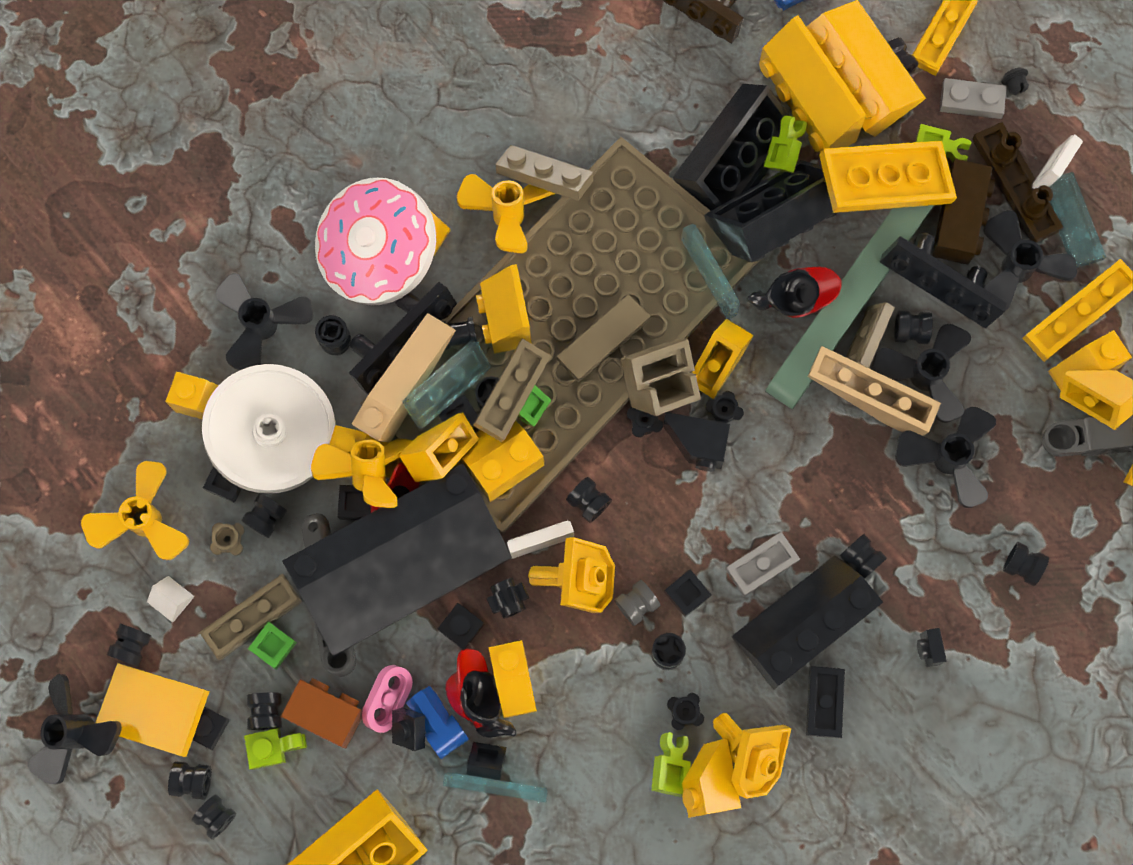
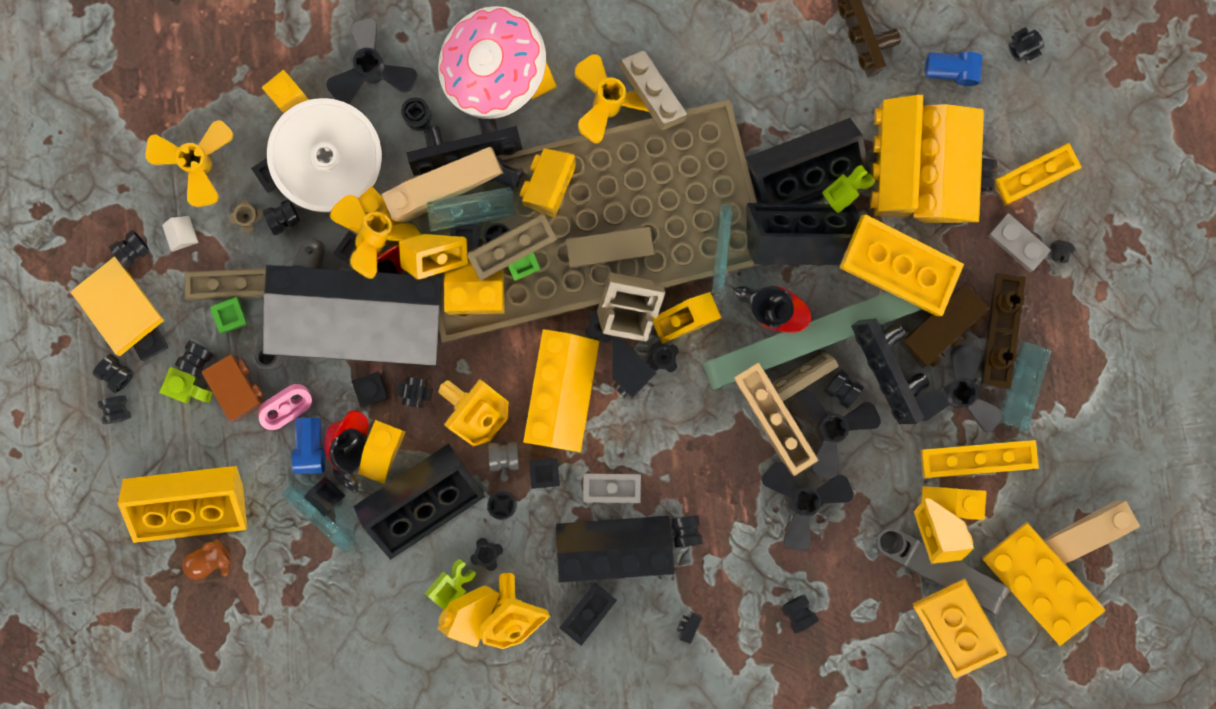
camera: 30 degrees right, 10 degrees up
(67, 732) = (50, 284): black piece -> none
(408, 729) = (284, 438): black plate -> none
(540, 539) = (465, 365): white tile -> none
(584, 702) = (418, 501): none -> black slope
(588, 499) = (519, 359): black wheel -> none
(649, 504) = (561, 391): none -> yellow slope
(929, 133) = (965, 254): lime plate -> none
(1058, 162) = (1041, 337): white tile -> none

